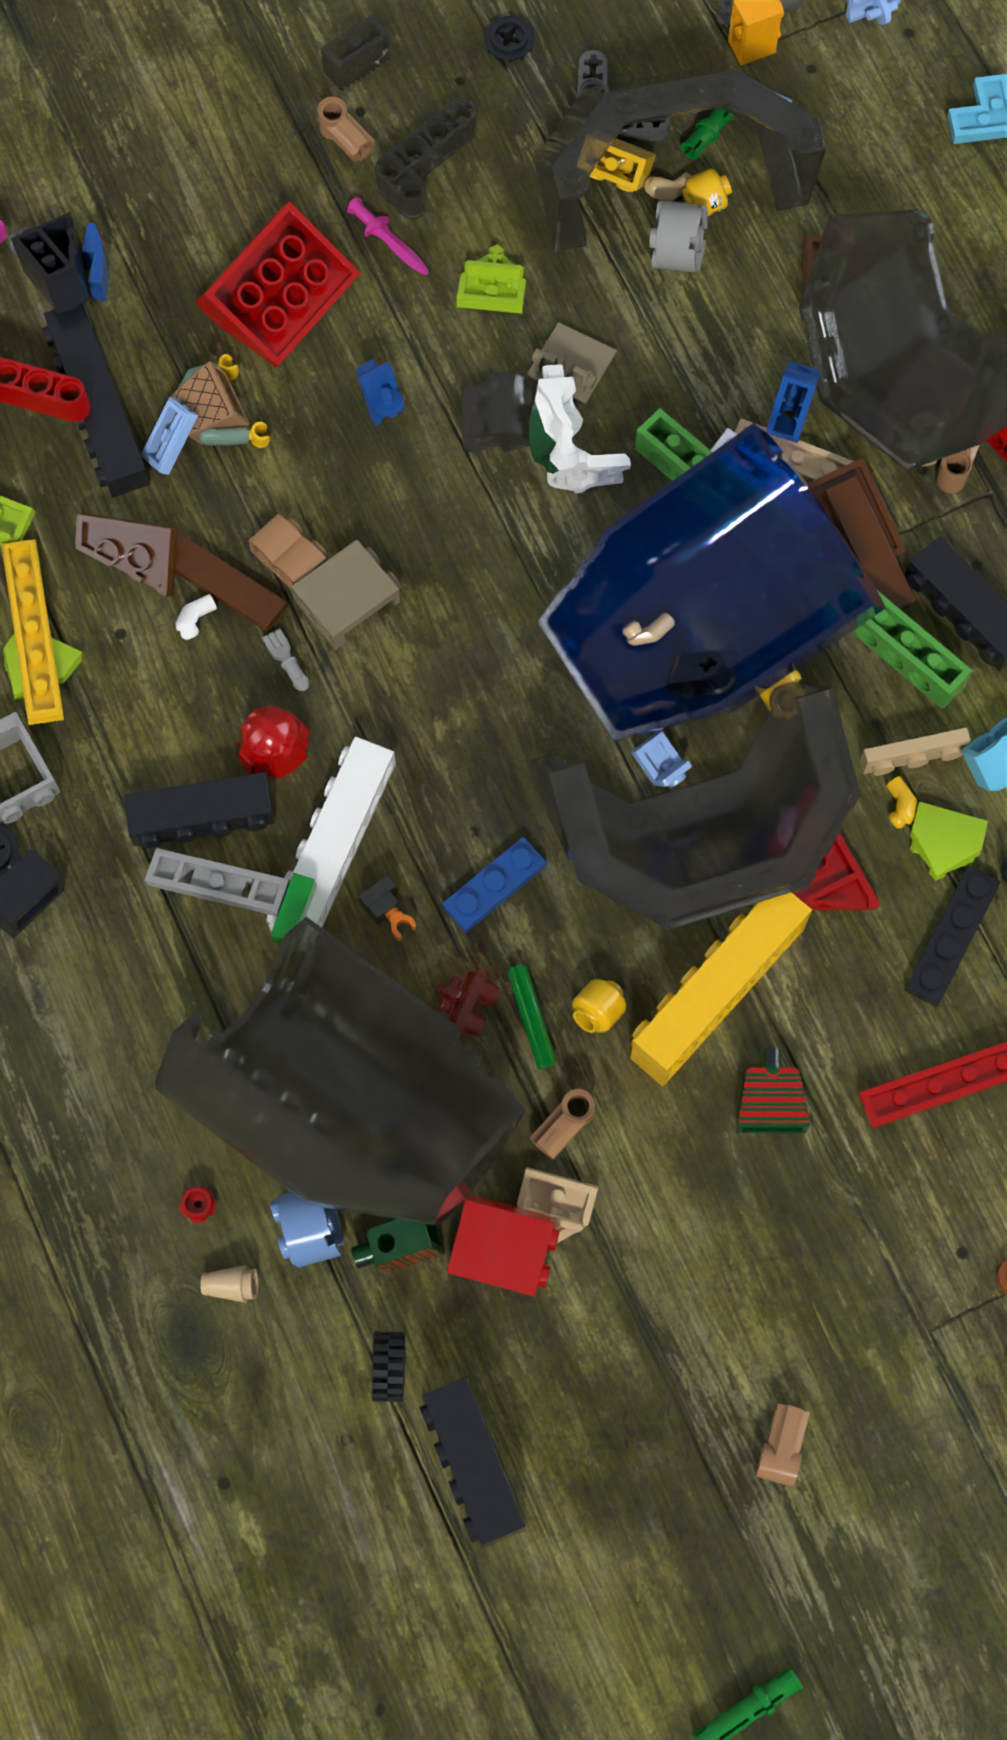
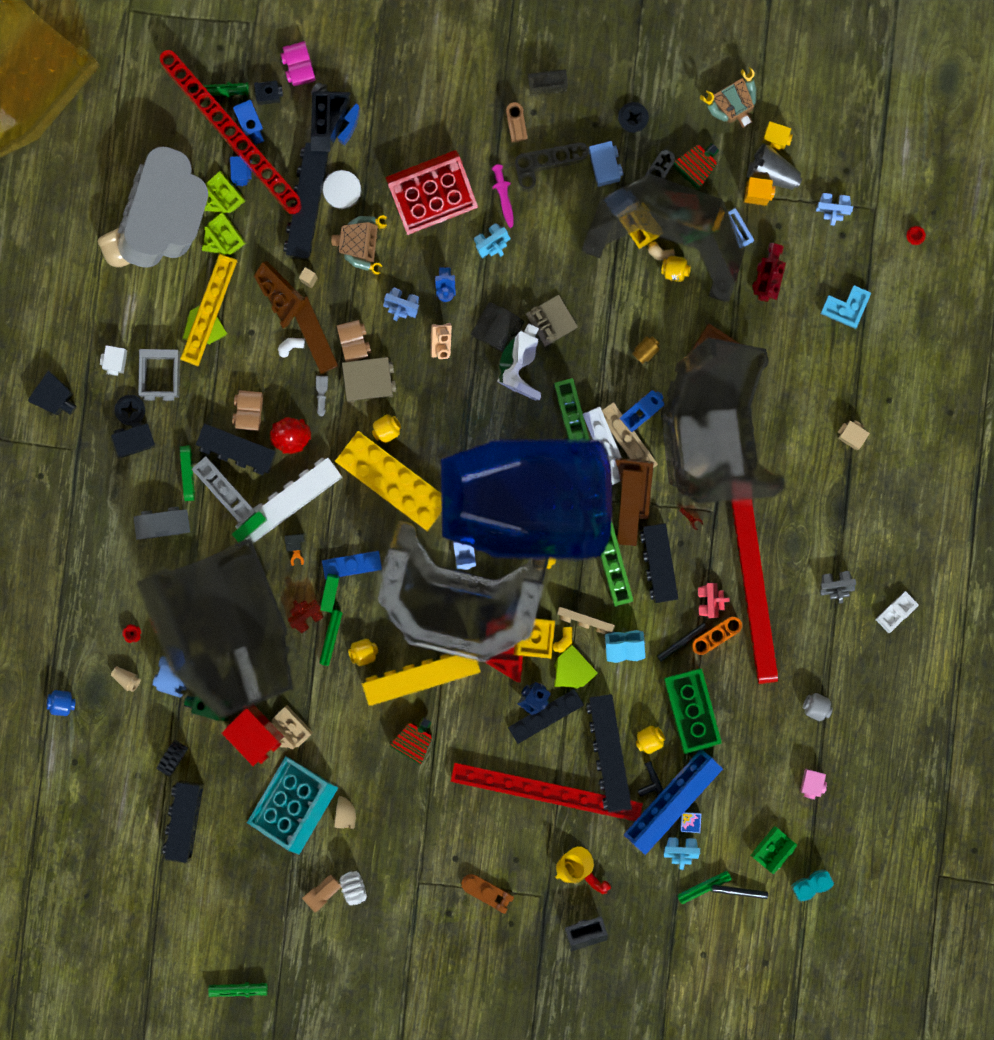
camera: 30 degrees right, 15 degrees up
(139, 357) = (342, 189): none -> white tile
(141, 1391) = (60, 703): none -> blue head
(142, 894) = (187, 473): none -> green beam
(145, 994) = (161, 524): none -> dark grey brick
(162, 496) = (308, 277): none -> tan piece
(172, 438) = (332, 248): light blue tile -> none
(185, 744) = (248, 410): none -> medium nougat brick
(330, 462) = (399, 306): none -> medium blue hips
(415, 303) = (494, 243): none -> medium azure hips
(420, 648) = (386, 428): none -> yellow head
(423, 473) = (441, 341): none -> light nougat hips
(477, 716) = (391, 480): none -> yellow brick
(486, 943) = (329, 592): none -> green piece
(492, 284) = (539, 253): lime slope -> none
(510, 112) = (604, 163): none -> medium blue brick
(562, 1126) = (312, 696): medium nougat piece -> none
(640, 1326) = (292, 805): none -> teal slope
(641, 46) = (697, 165): none -> torso
(649, 634) = (496, 488): tan arm -> none
(679, 236) = (644, 287): light grey brick -> none
(700, 675) = (506, 525): black piece -> none
(735, 1288) = (345, 814): none -> tan brick
(739, 323) = (646, 349): none -> pearl gold brick
(831, 1400) = (353, 888): none -> white gear
(846, 126) = (770, 274): none -> dark red brick
(865, 829) = (540, 642): none -> yellow tile
(918, 913) = (534, 698): none -> dark blue brick
(972, 519) = (692, 520): none -> clear red hand

